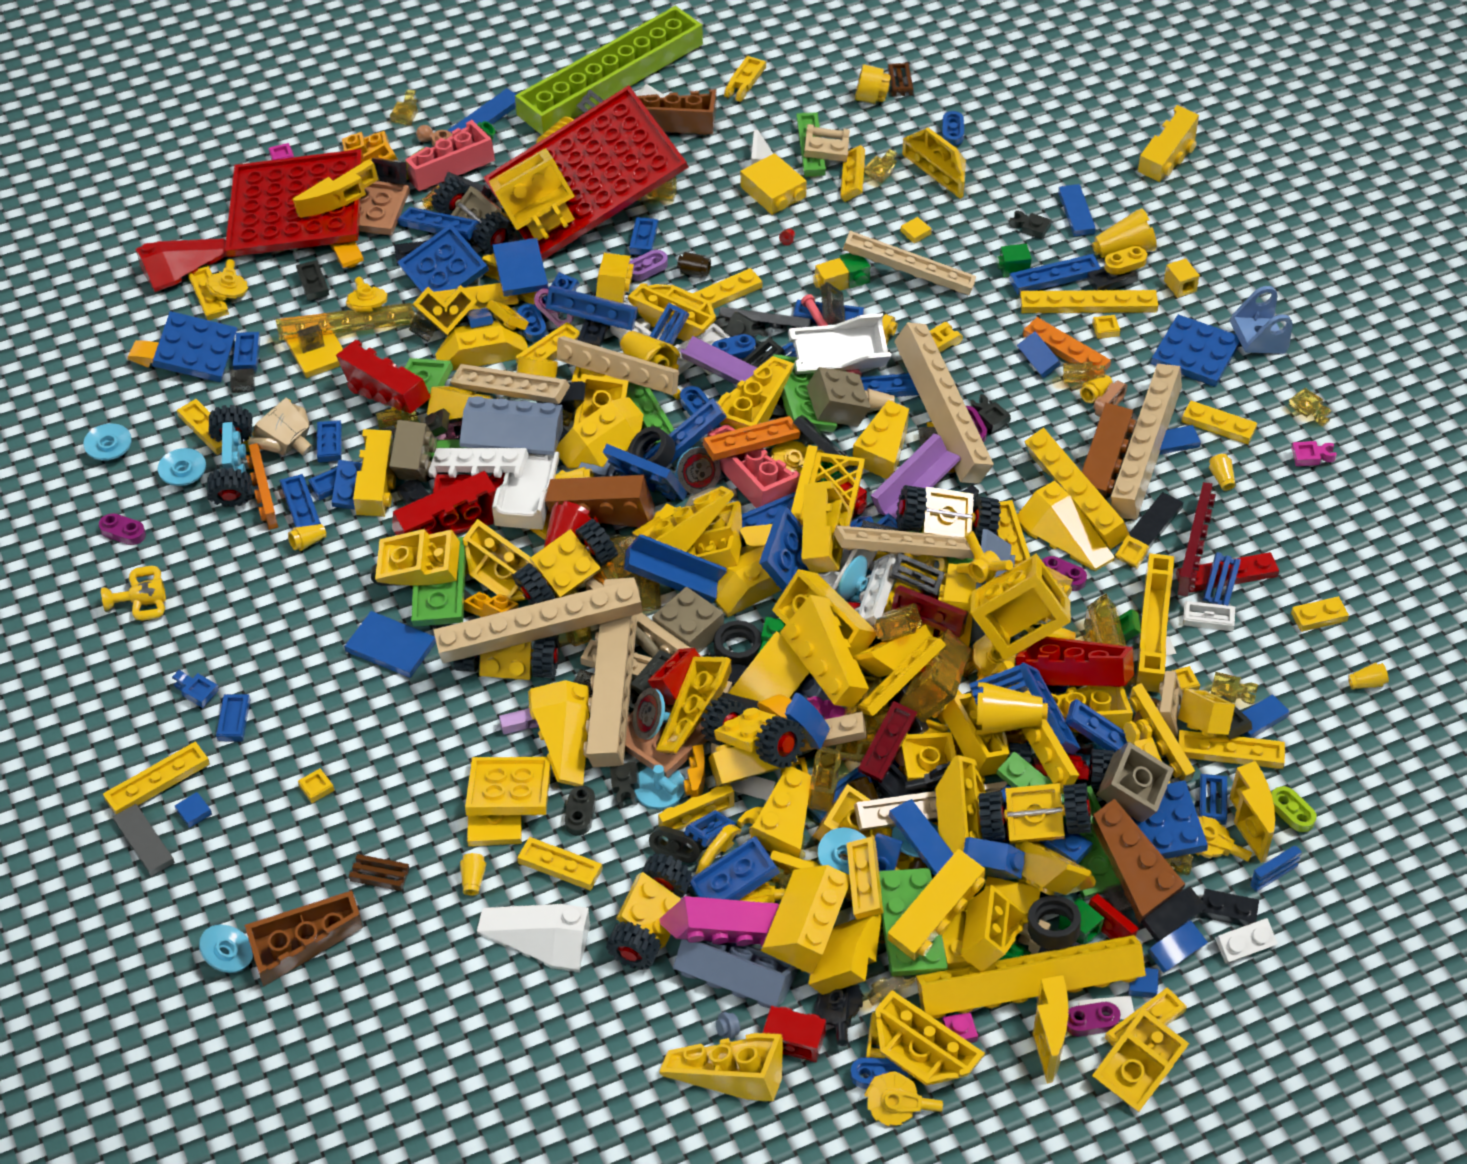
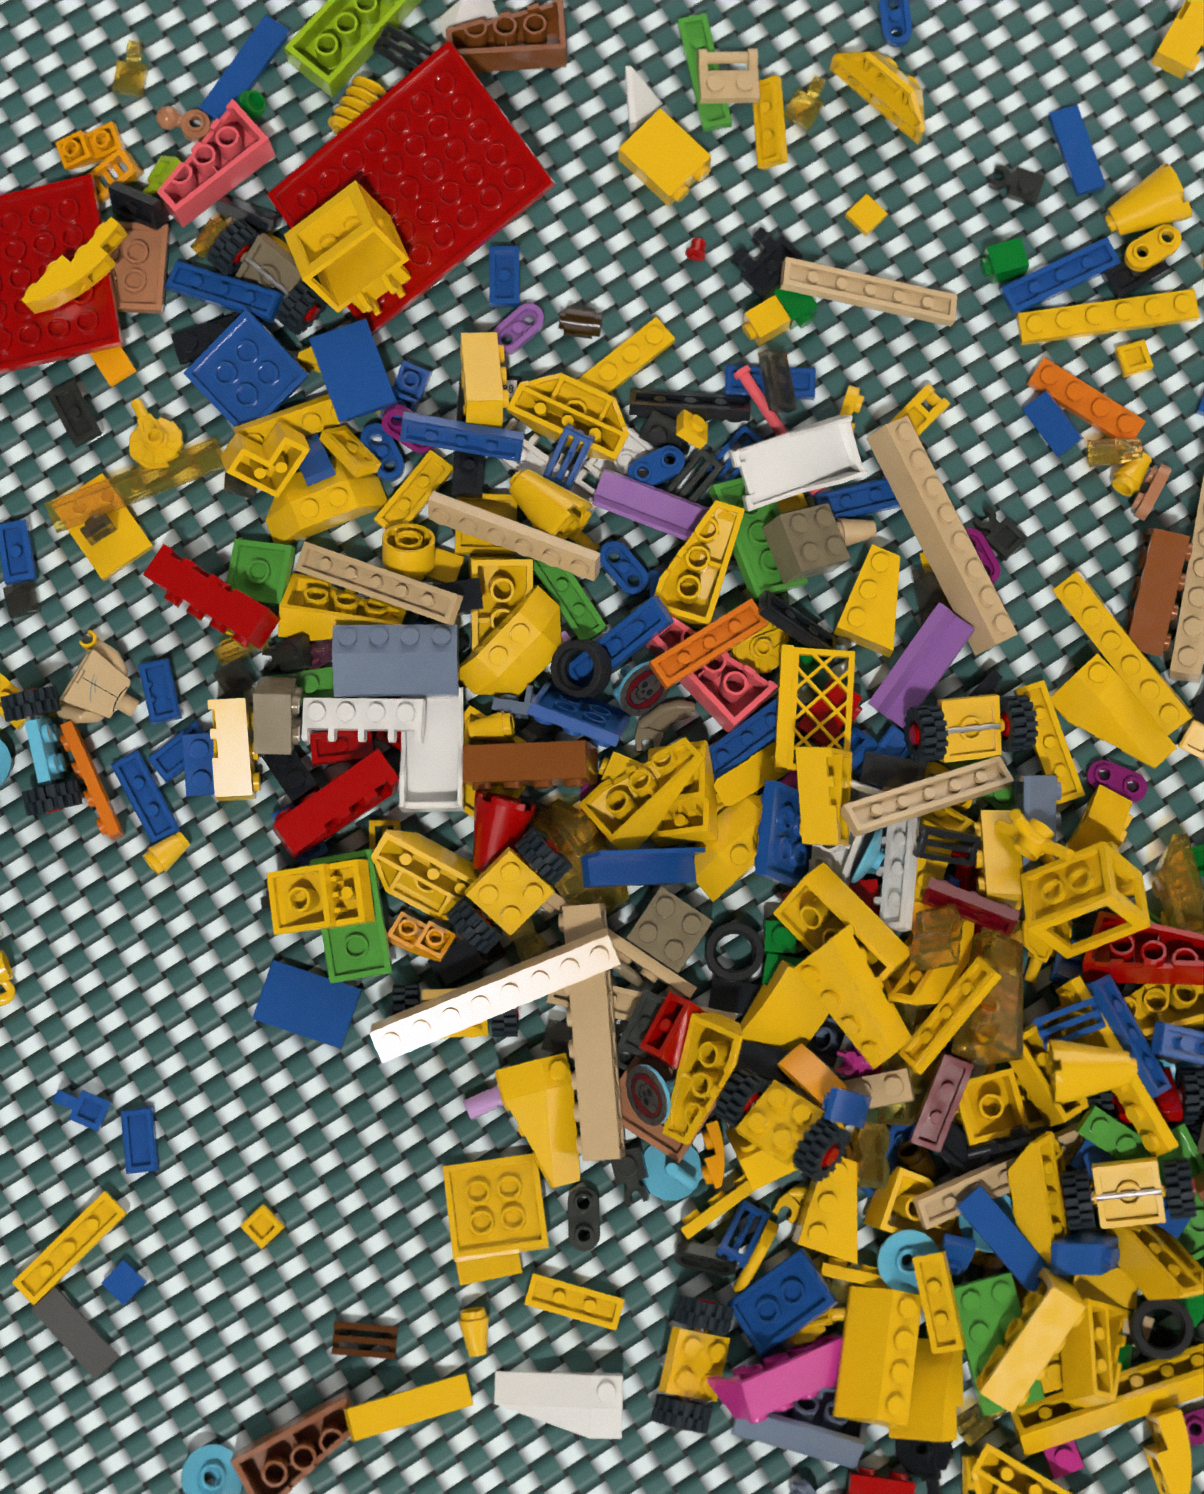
camera: 10 degrees left, 30 degrees up
(403, 912) = (408, 1407): none -> yellow tile
(764, 324) = (692, 428): none -> yellow plate
(830, 250) = (766, 271): none -> black plate

